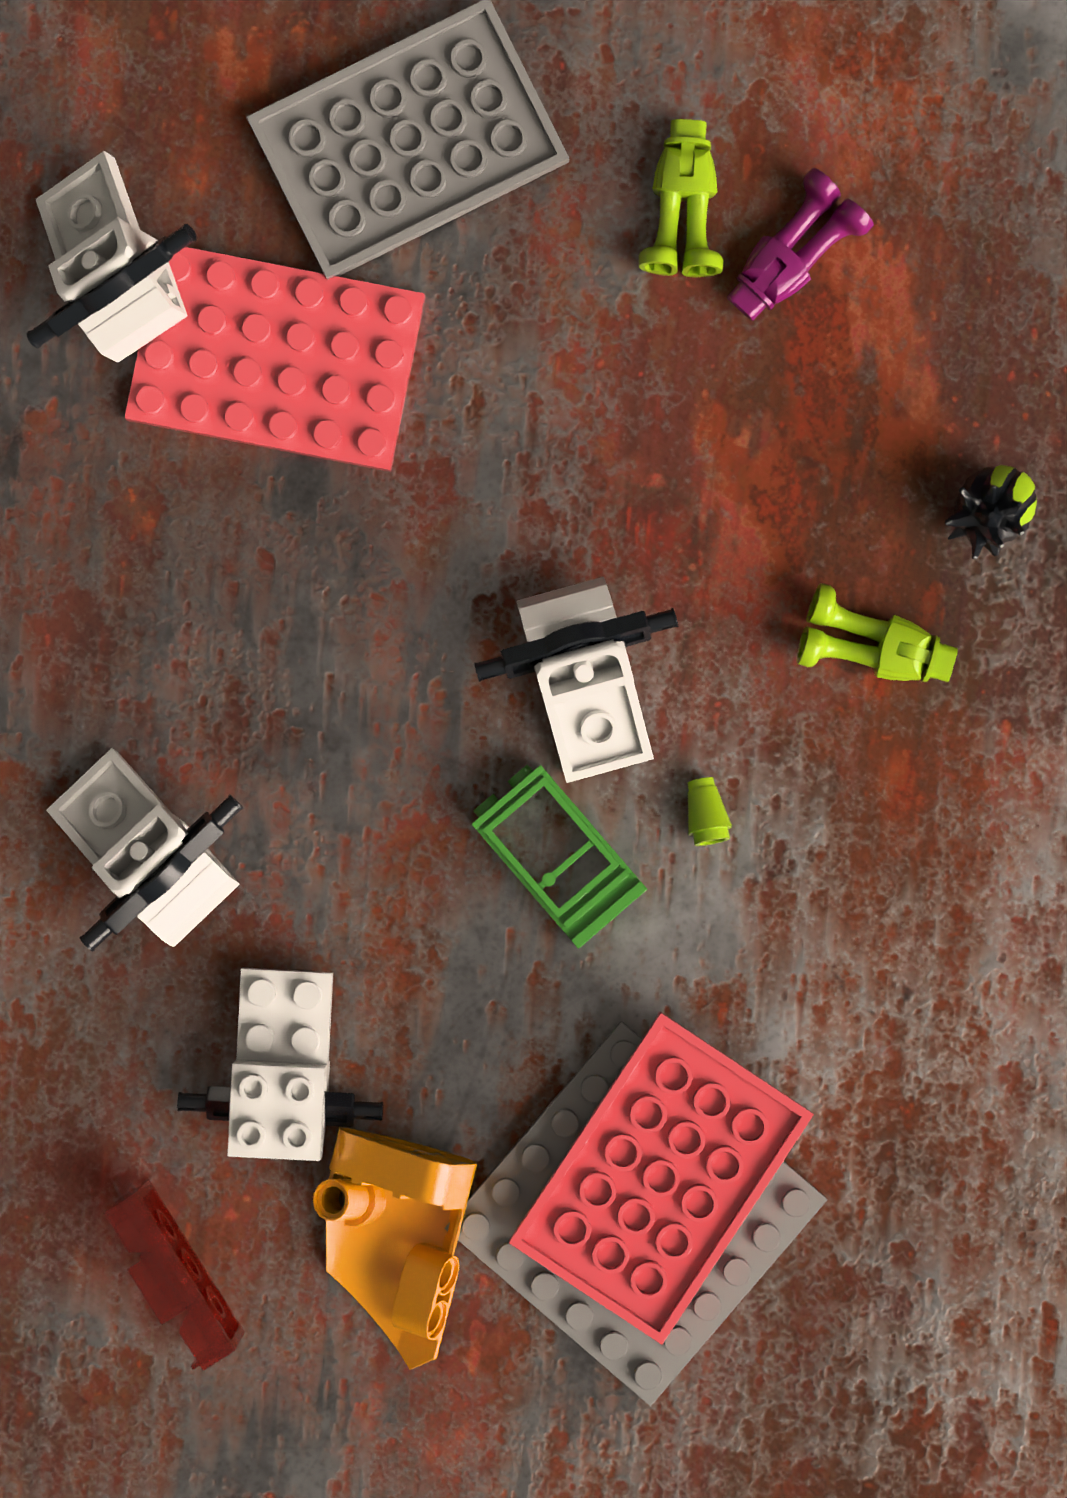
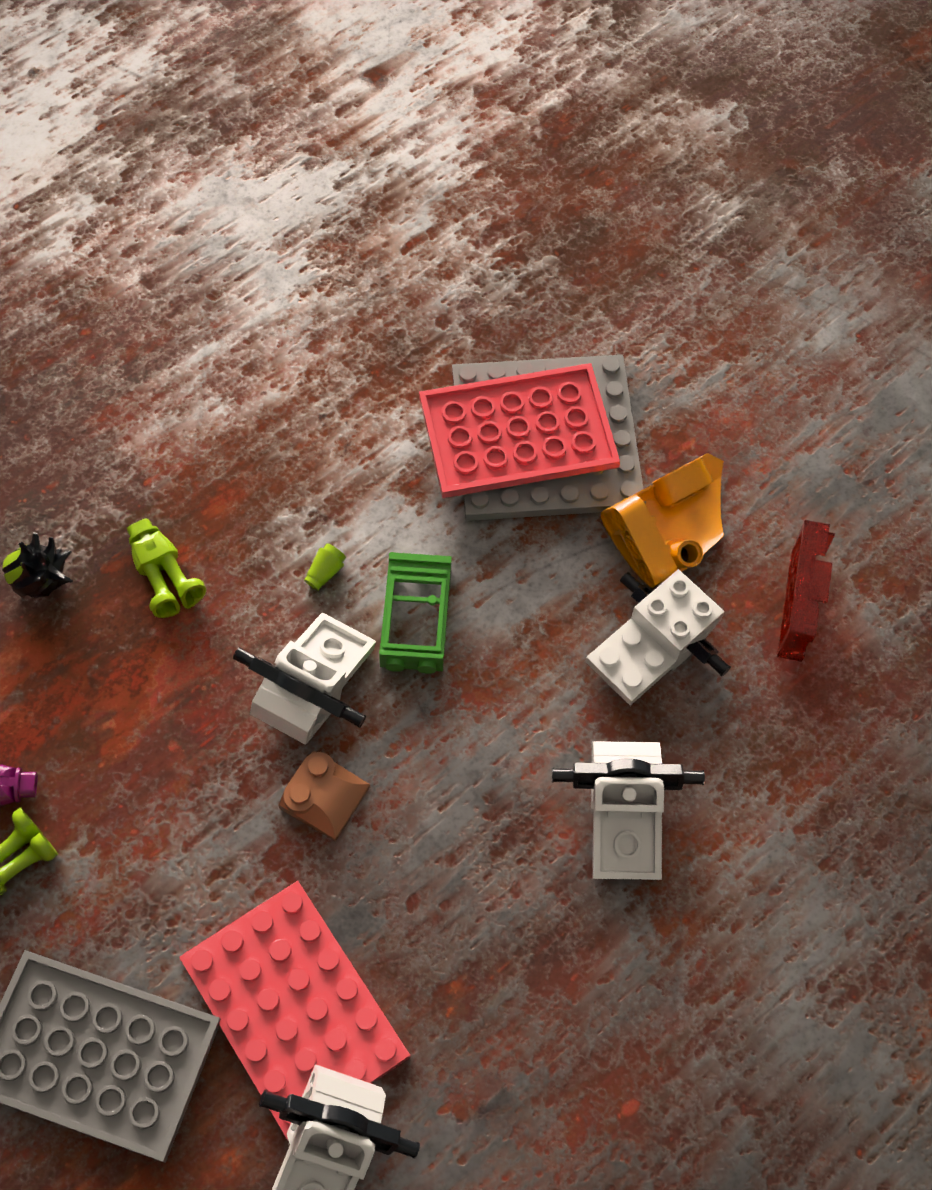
camera: 135 degrees left, 25 degrees down
(453, 576) = (323, 794): none -> nougat slope

